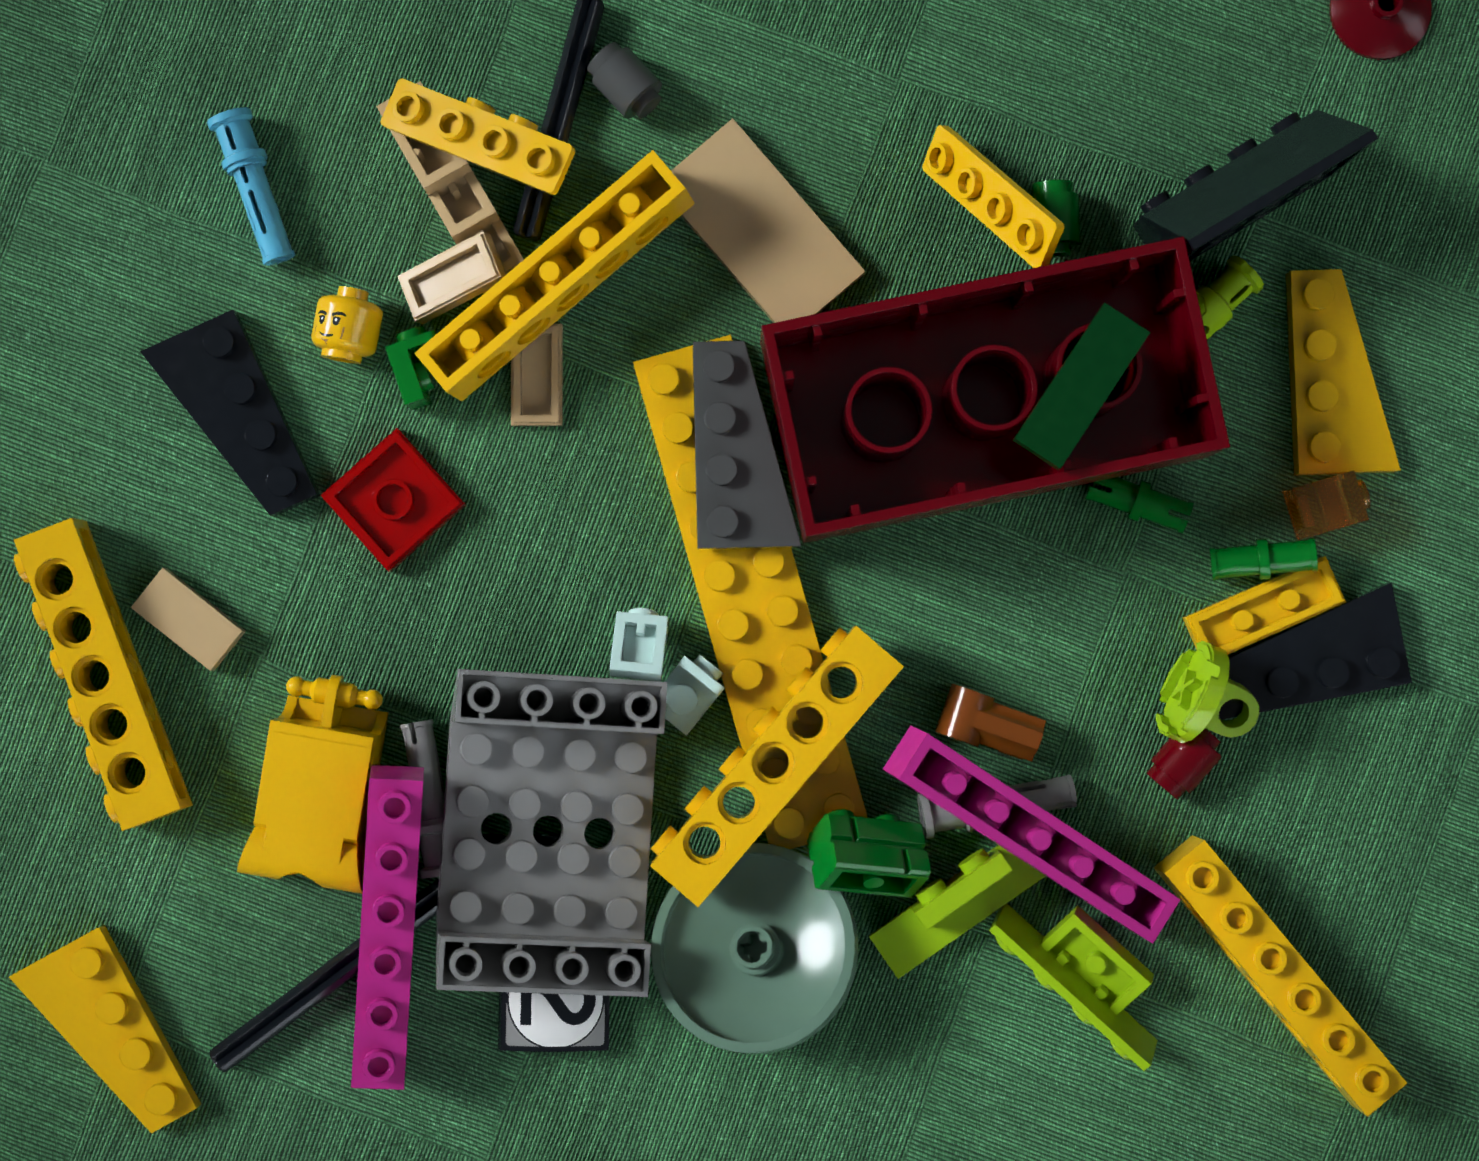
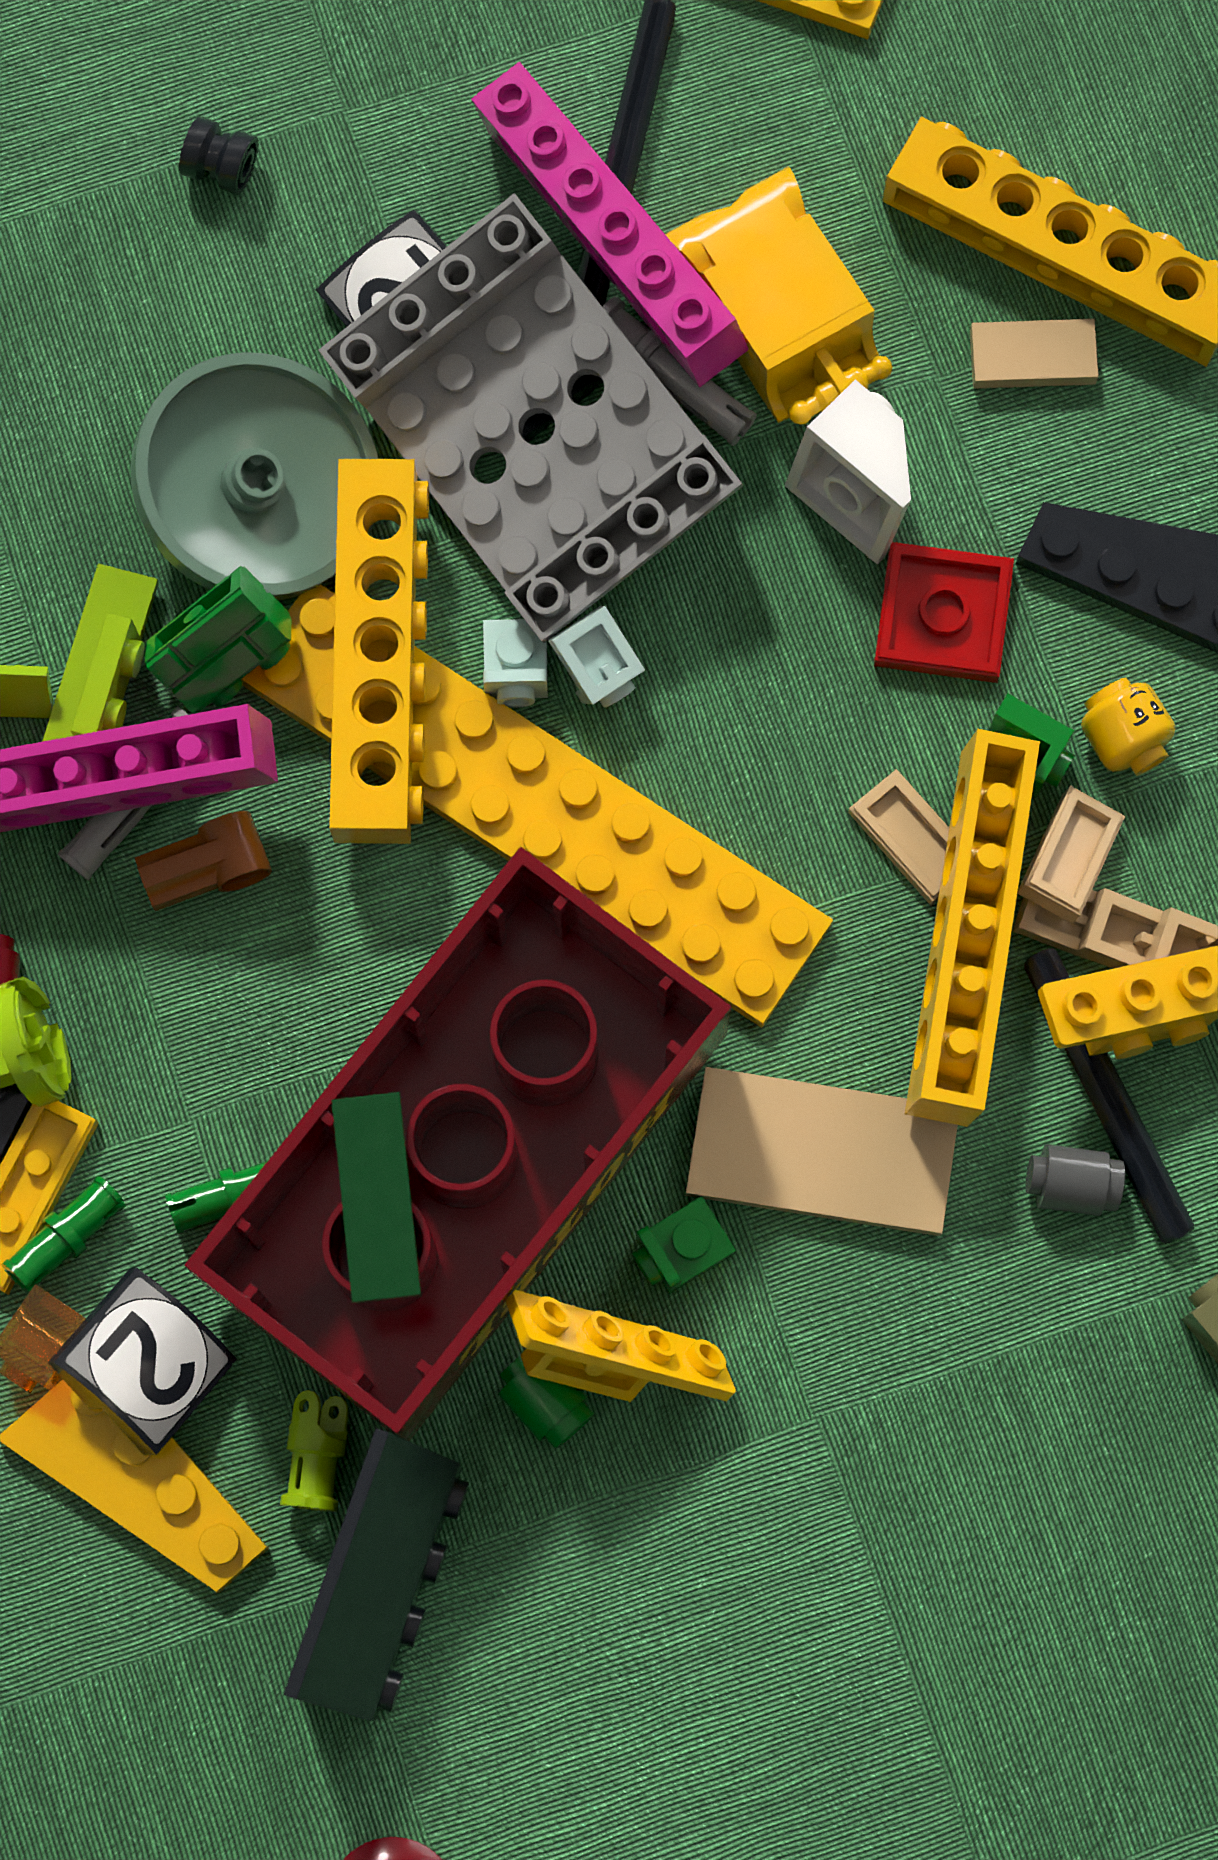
camera: 140 degrees right, 10 degrees down
(370, 626) = (855, 469): none -> white slope
(737, 469) = (657, 894): dark grey wing -> none
(894, 242) = (682, 1246): none -> green bracket
(1280, 438) = (142, 1361): none -> slope

